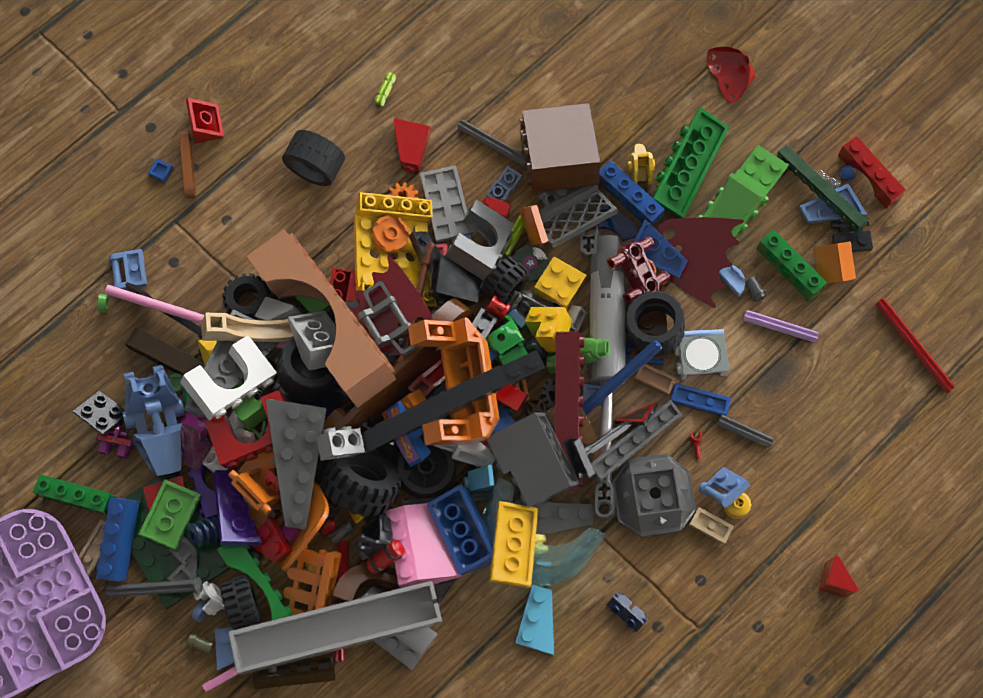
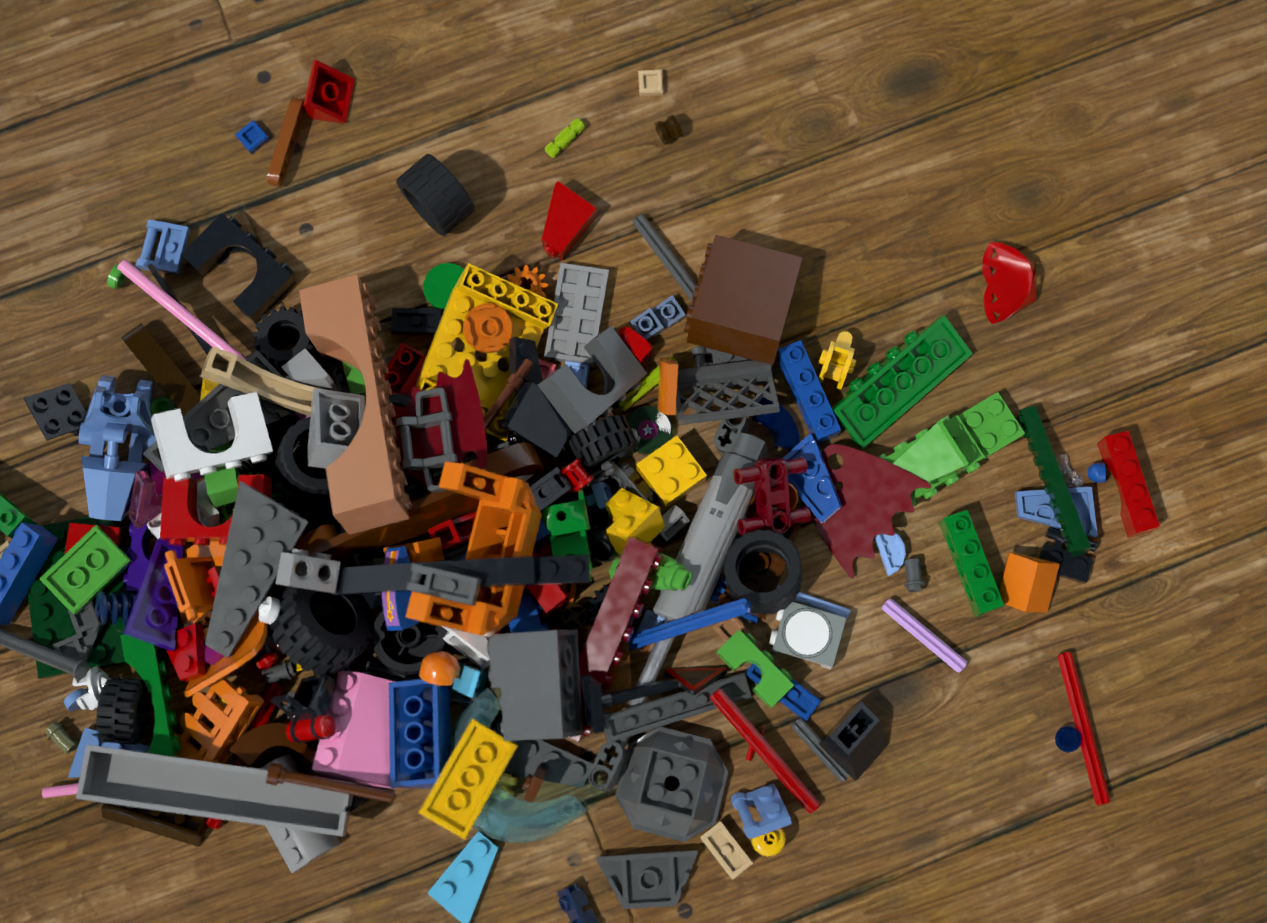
camera: 25 degrees right, 5 degrees up
(123, 445) = (51, 450): magenta hips -> none
(173, 245) = (225, 238): none -> black arch
(322, 483) = (269, 610): none -> white tile
(334, 251) = (415, 321): none -> black plate
(342, 220) = (440, 283): none -> green tile
(379, 595) = (278, 774): none -> reddish brown piece
(428, 30) = (650, 83): none -> tan tile
(444, 409) = (444, 584): none -> dark grey plate
(455, 56) = (668, 129): none -> dark brown wheel
(459, 477) = (439, 668): none -> orange hair
(560, 531) = (533, 783): none -> reddish brown plate
(665, 567) = (648, 878): none -> dark grey wing
(693, 395) = (741, 650): none -> bright green arch
(708, 446) = (765, 751): none -> red axle
(766, 413) = (855, 740): none -> black slope
(908, 356) = (1068, 739): none -> clear blue plate

